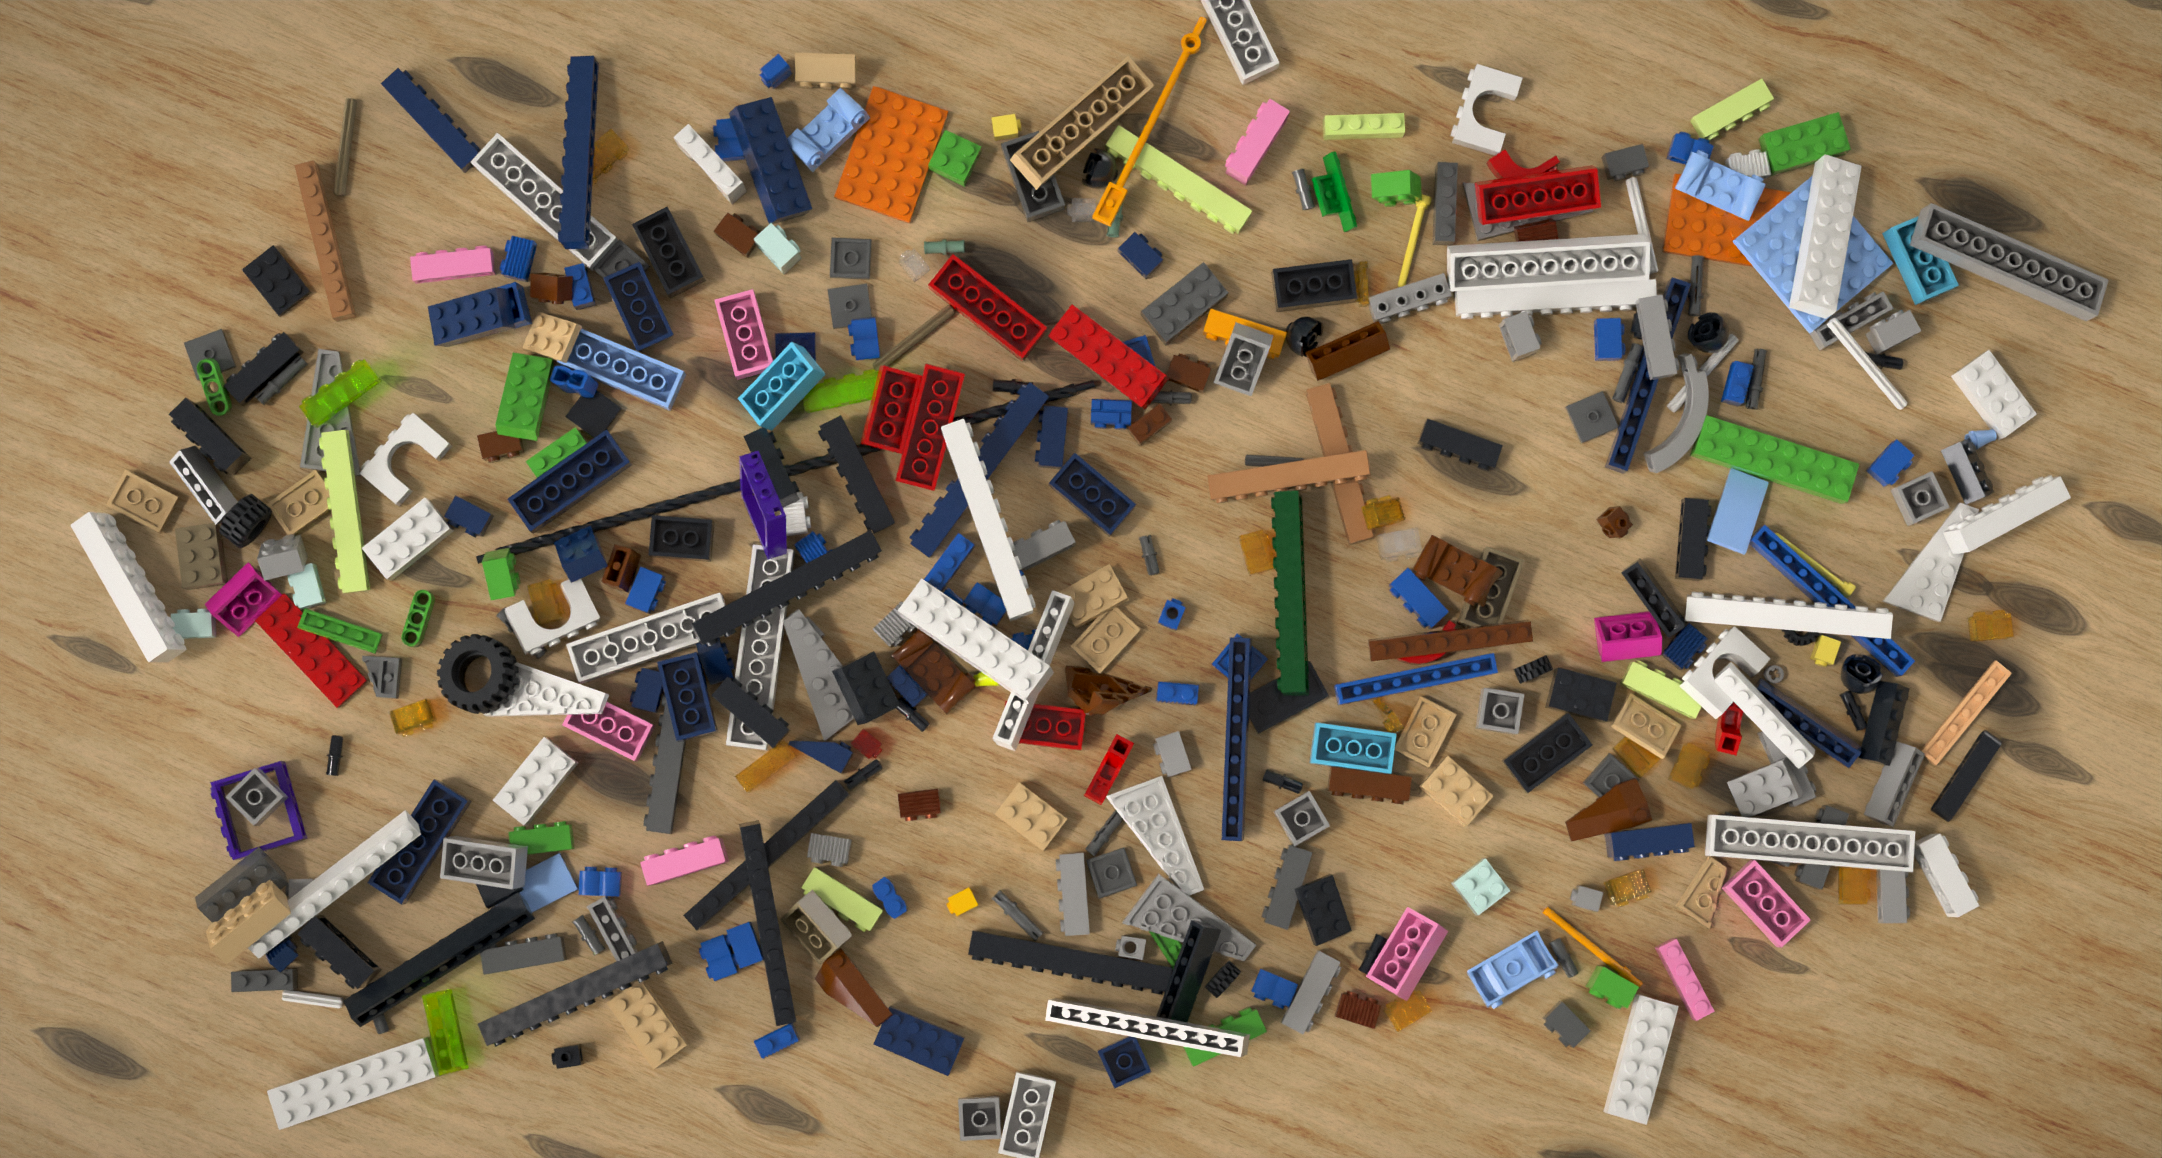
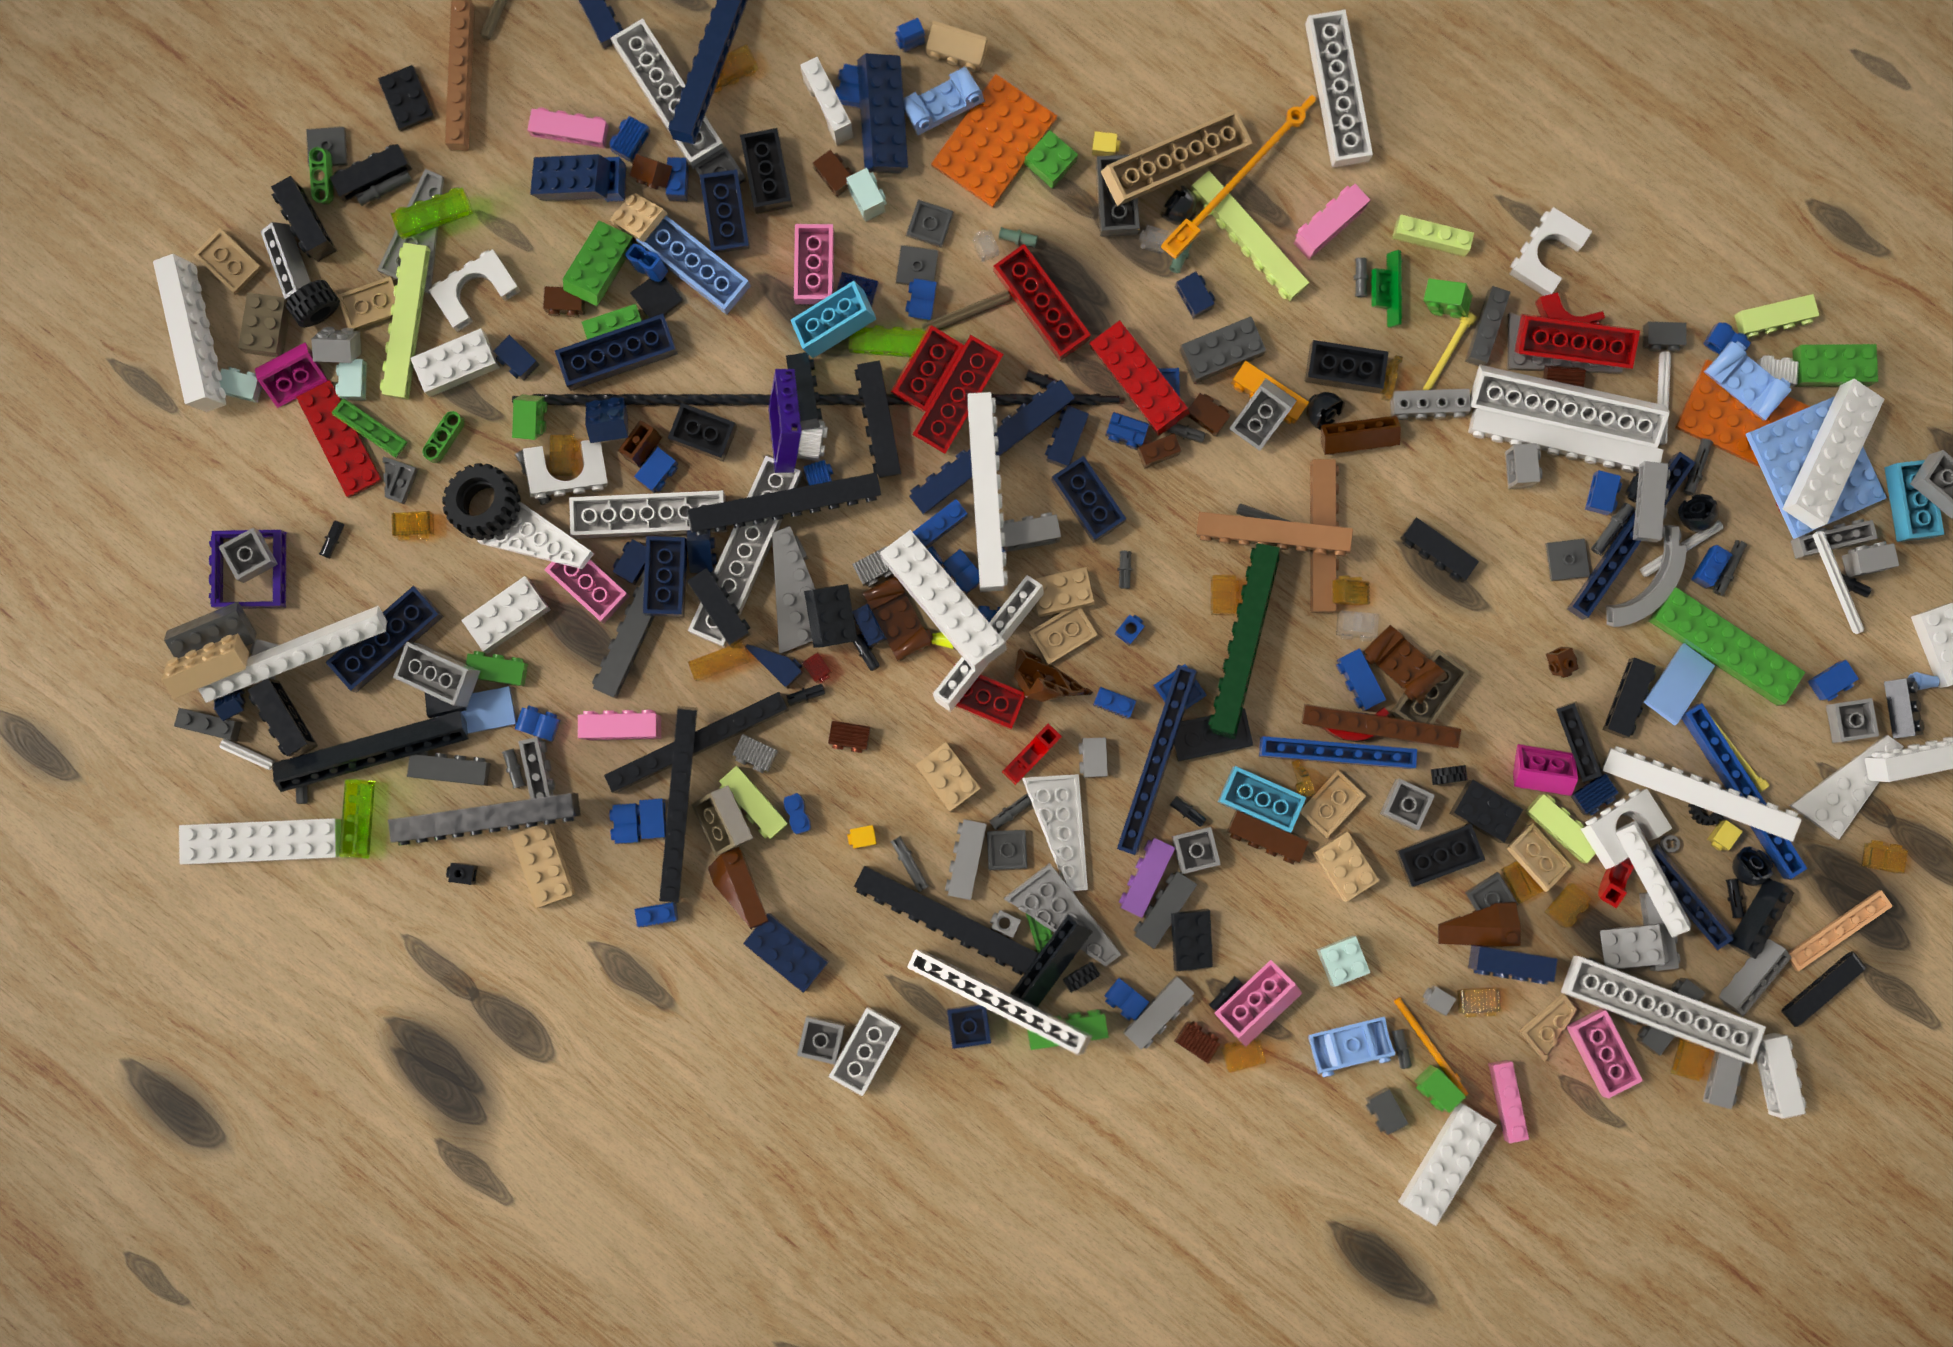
camera: 20 degrees right, 0 degrees up
(1260, 859) = (1147, 877): none -> medium lavender brick

